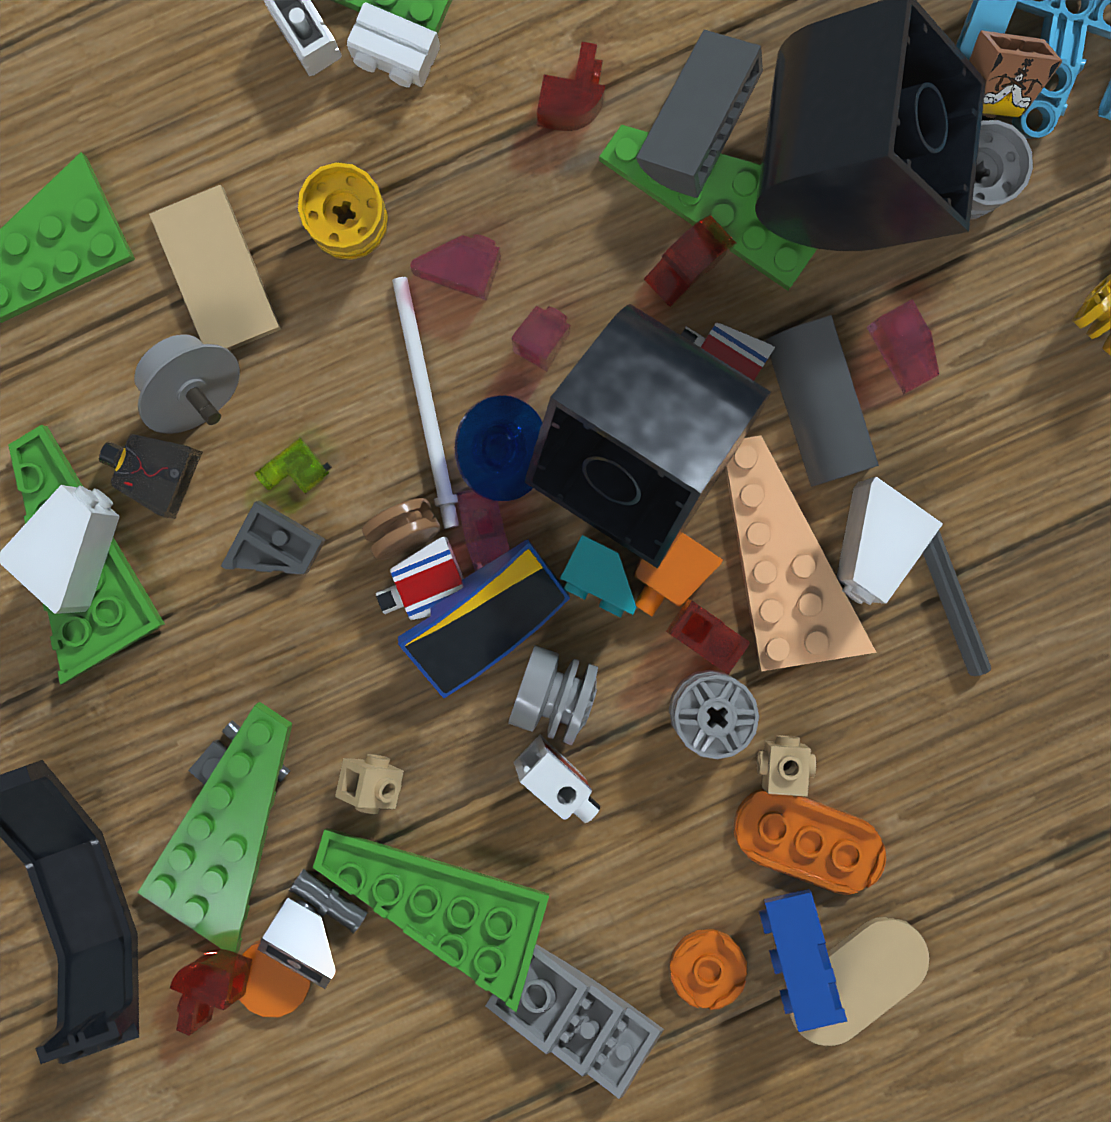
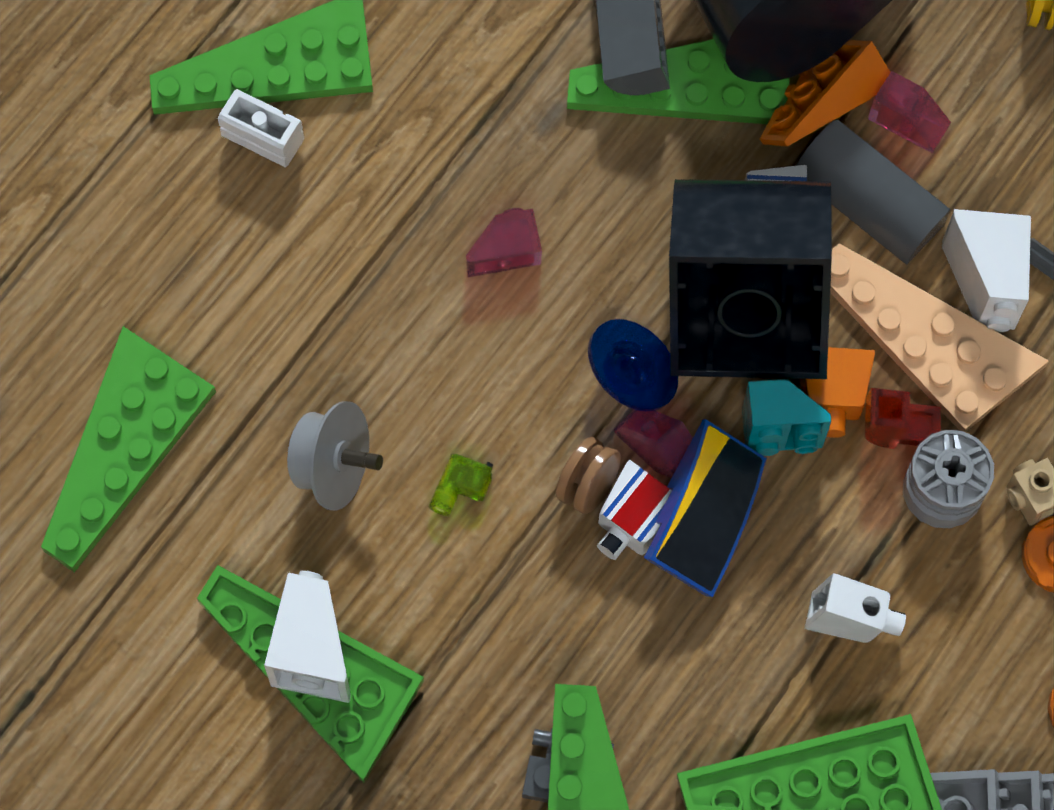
camera: 30 degrees left, 20 degrees down
(152, 472) = (338, 550): clear smoke torso -> none
(215, 270) = (292, 358): tan tile -> none
(273, 543) = (481, 556): dark grey wing -> none
(332, 192) = (387, 230): yellow wheel -> none
(369, 783) = (693, 706): tan brick -> none
(392, 46) = (344, 107): white brick -> none
(445, 499) = (607, 436): white bar -> none
(541, 336) = (610, 263): clear pink slope -> none
(554, 695) = (796, 538): light grey wheel -> none
(573, 103) = (519, 73): clear red brick -> none
(689, 259) = (692, 139): clear red brick -> none
(838, 286) = (827, 92): none -> orange wedge

